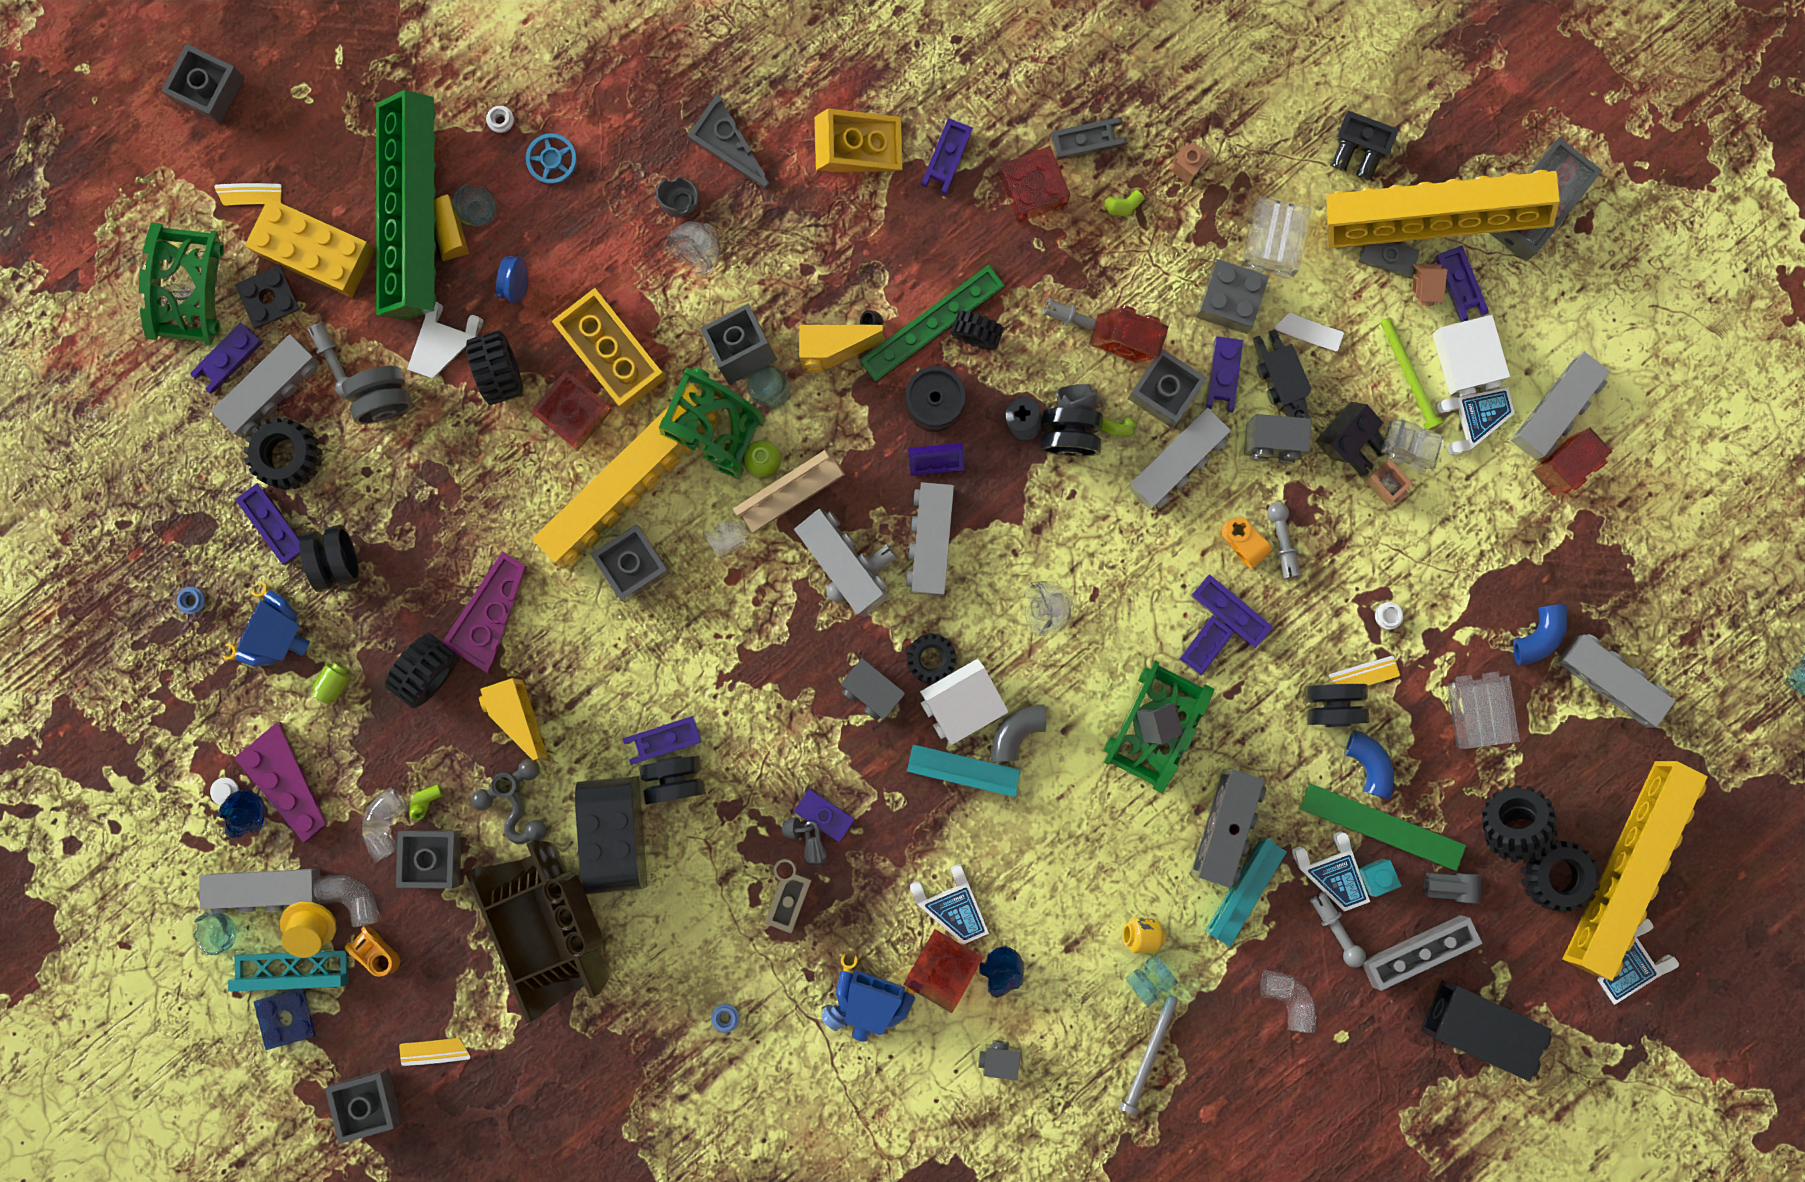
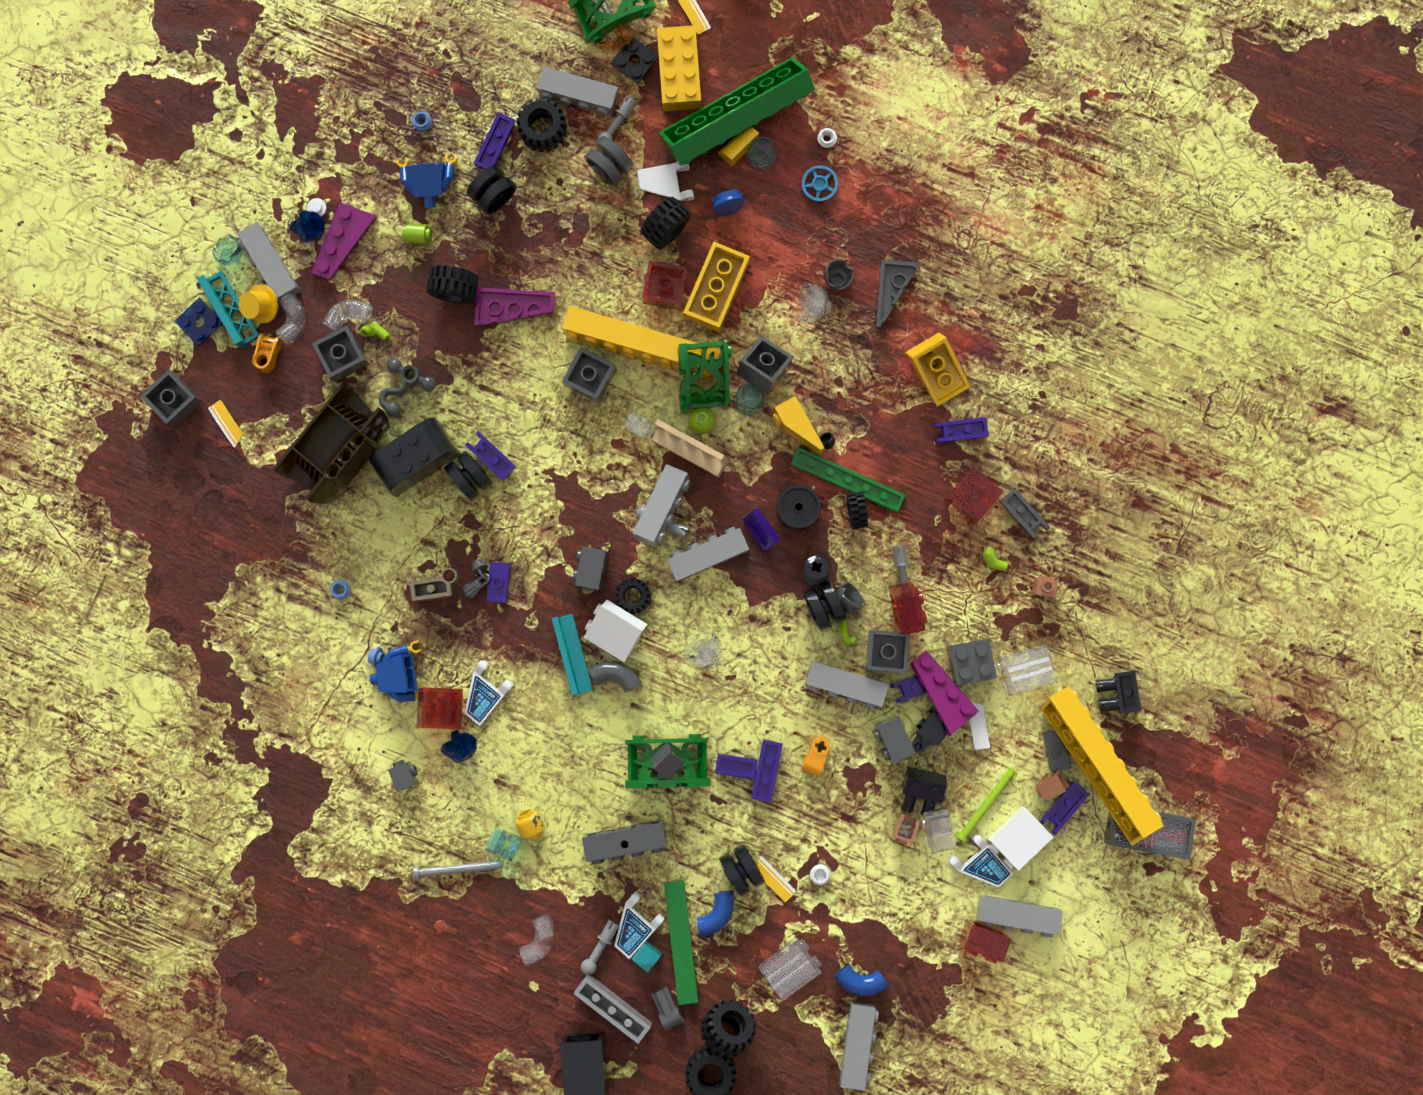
camera: 70 degrees right, 0 degrees up
(227, 356) = (584, 57): dark purple hinge -> none
(230, 291) = (624, 35): none -> clear orange plate
(512, 711) = (456, 355): yellow slope -> none
(1246, 892) = (592, 875): teal fence -> none
(1264, 346) = (949, 701): none -> magenta wing
(1278, 514) = (847, 767): light grey pin -> none

